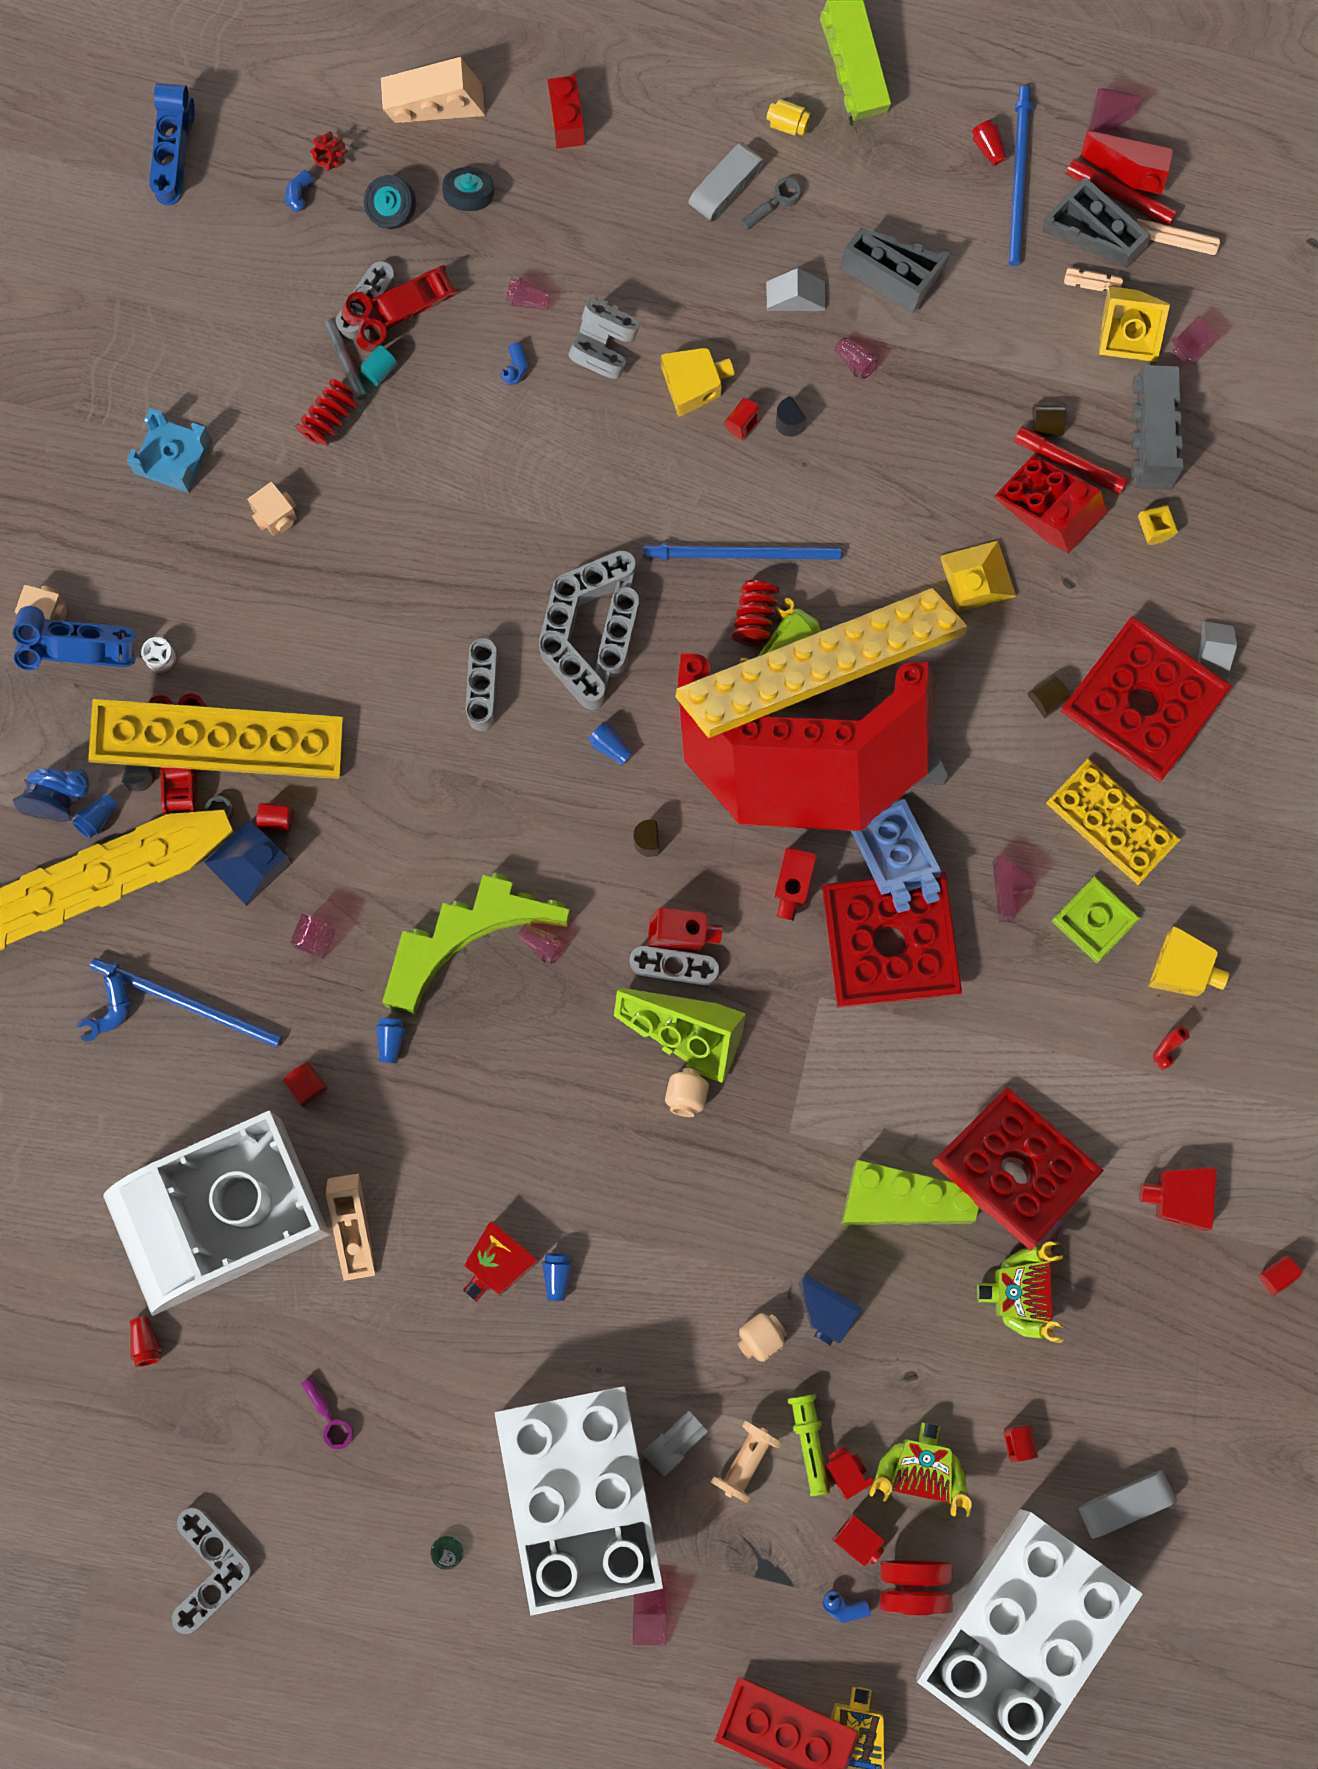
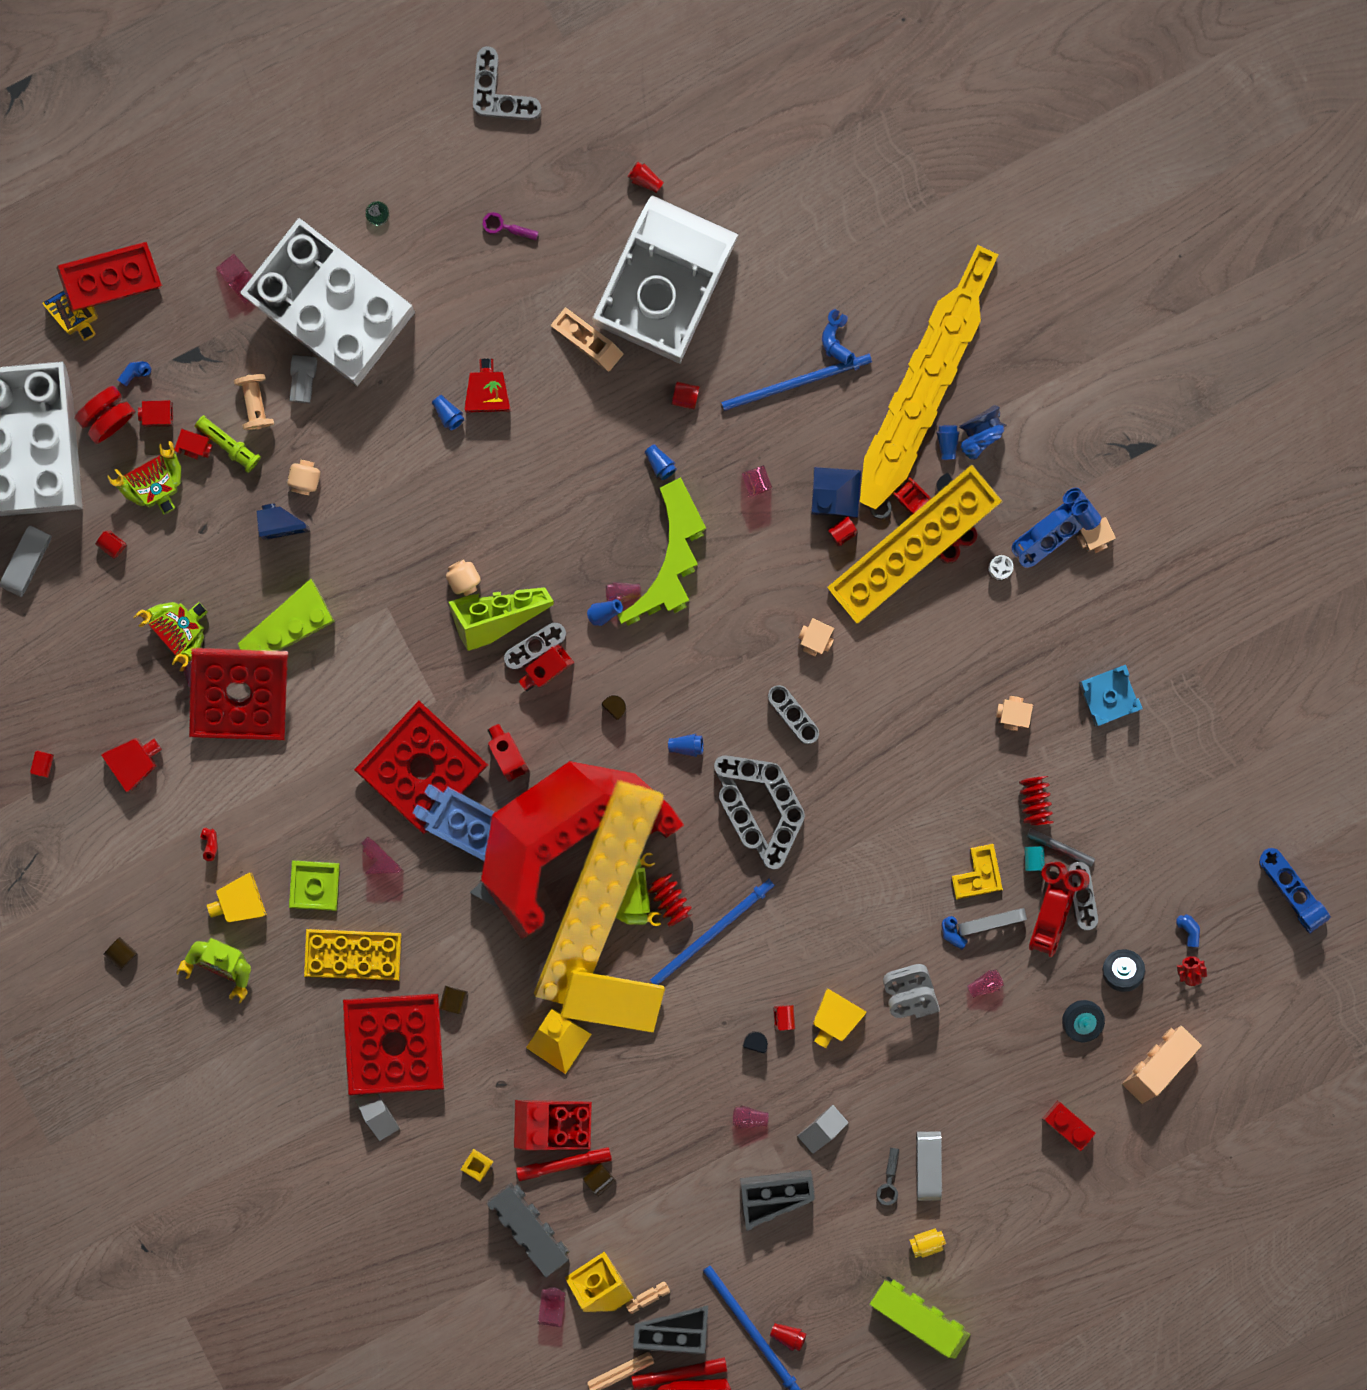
camera: 135 degrees right, 10 degrees up
(393, 738) = (816, 637): none -> light nougat brick
(442, 390) = (985, 875): none -> yellow tile
(469, 343) = (992, 921): none -> light grey beam
(578, 938) = (603, 612): none -> blue cone
(895, 561) = (612, 1001): none -> yellow tile
(1256, 922) = (220, 960): none -> lime torso

